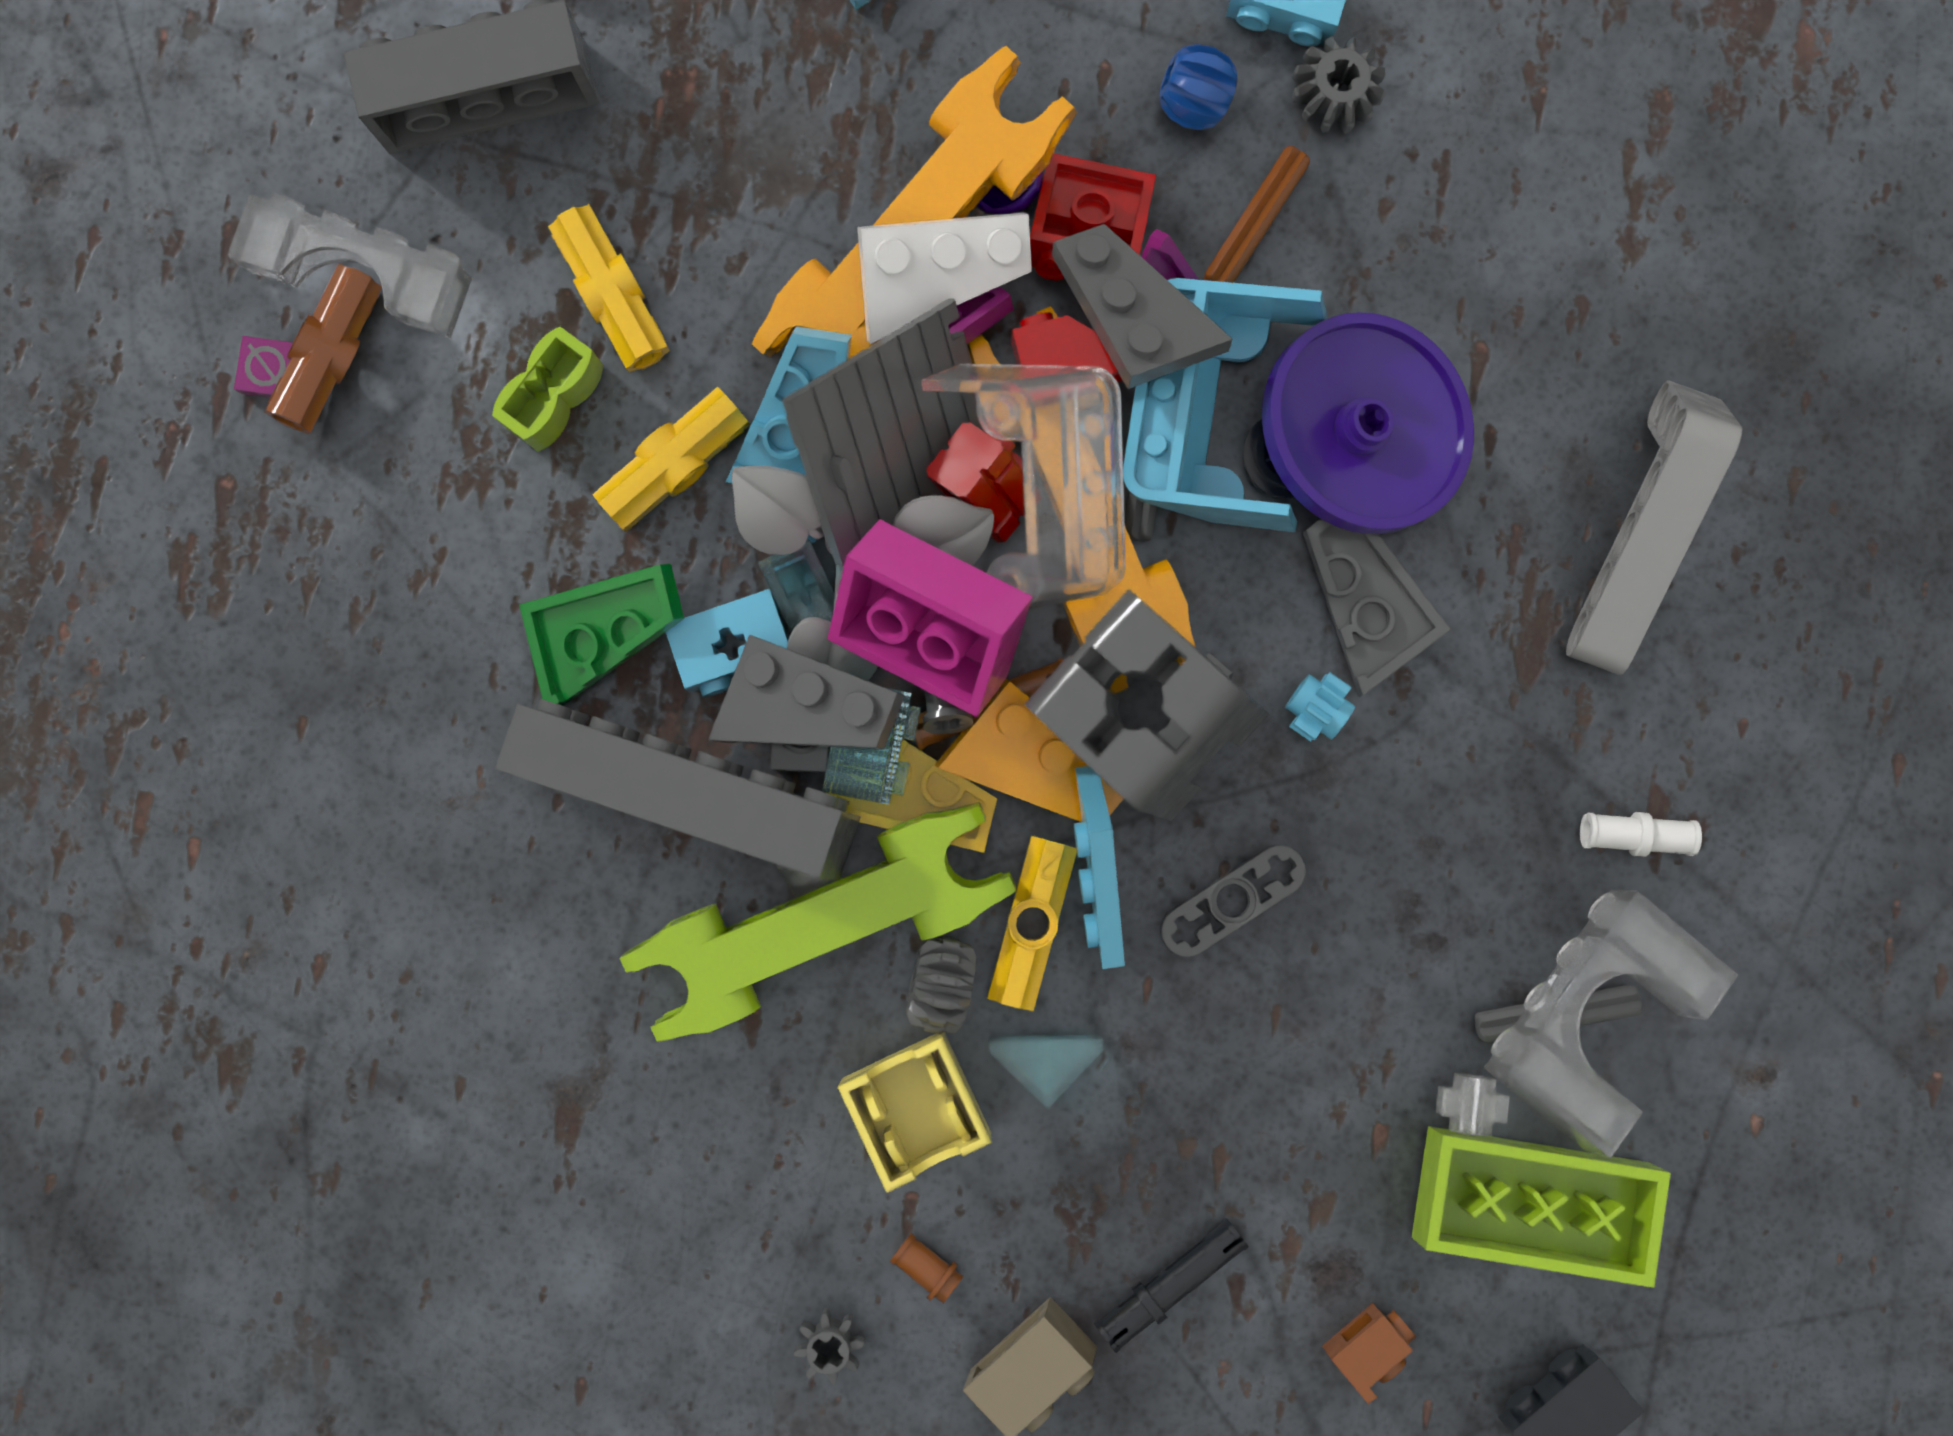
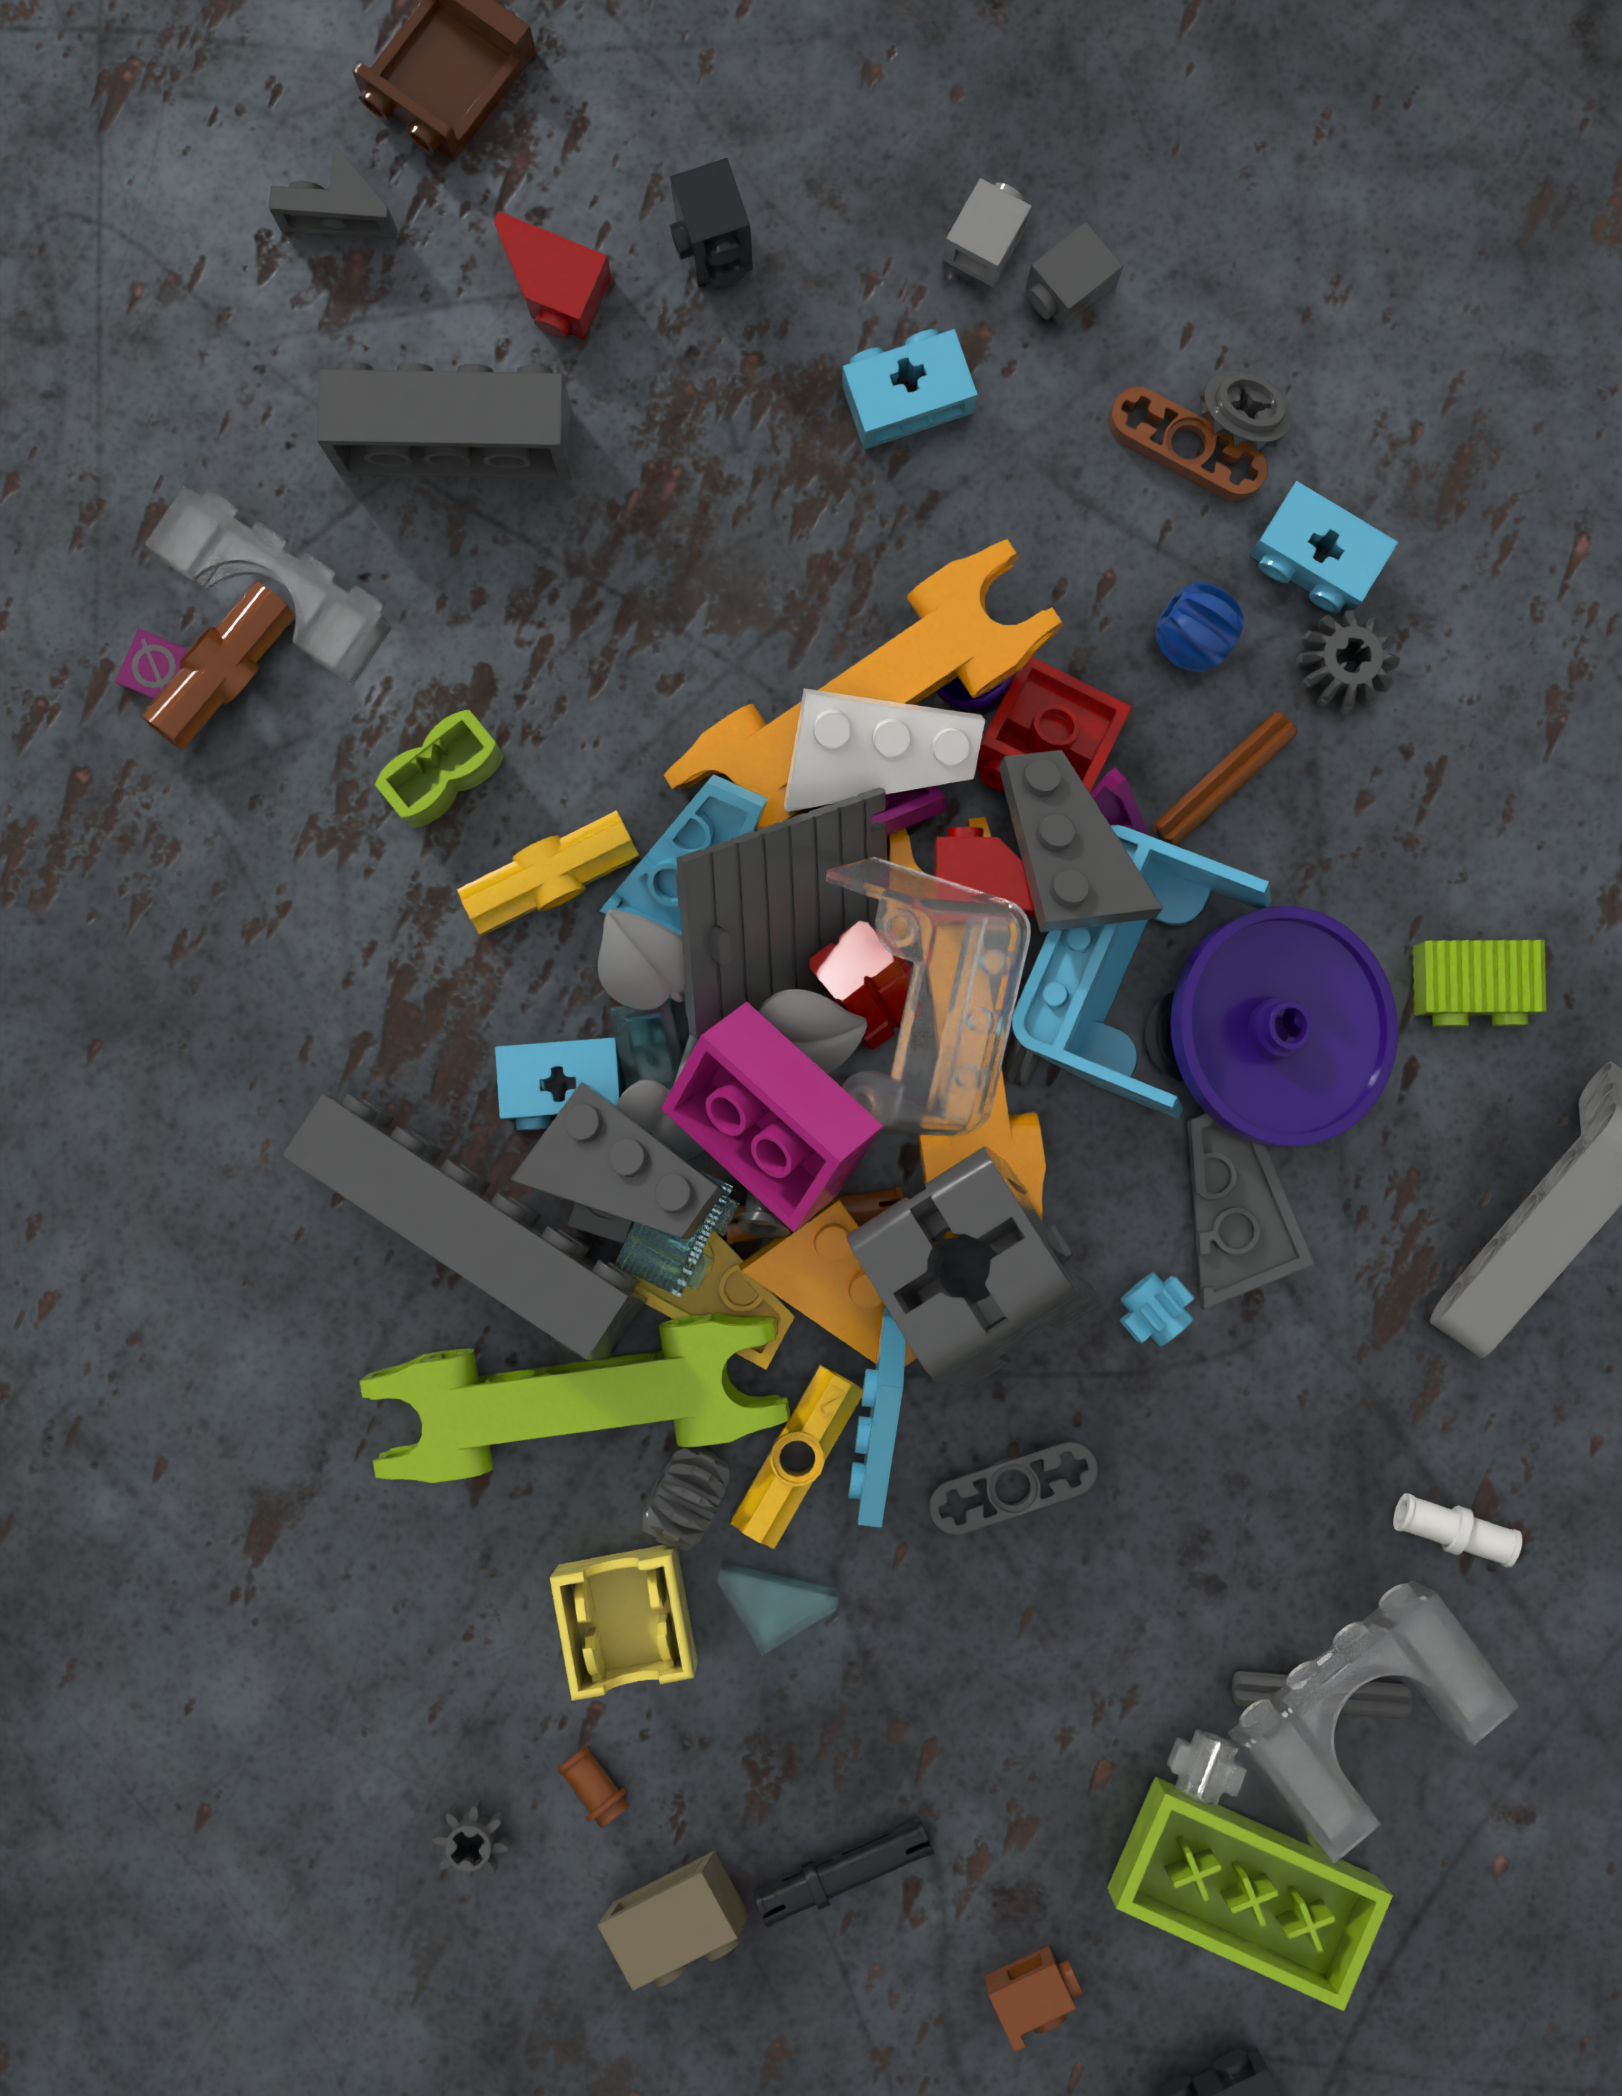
camera: 15 degrees right, 0 degrees up
(597, 627) = (424, 1031): green wing -> none
(608, 288) = (530, 677): yellow piece -> none
(1531, 338) = (1479, 980): none -> lime brick

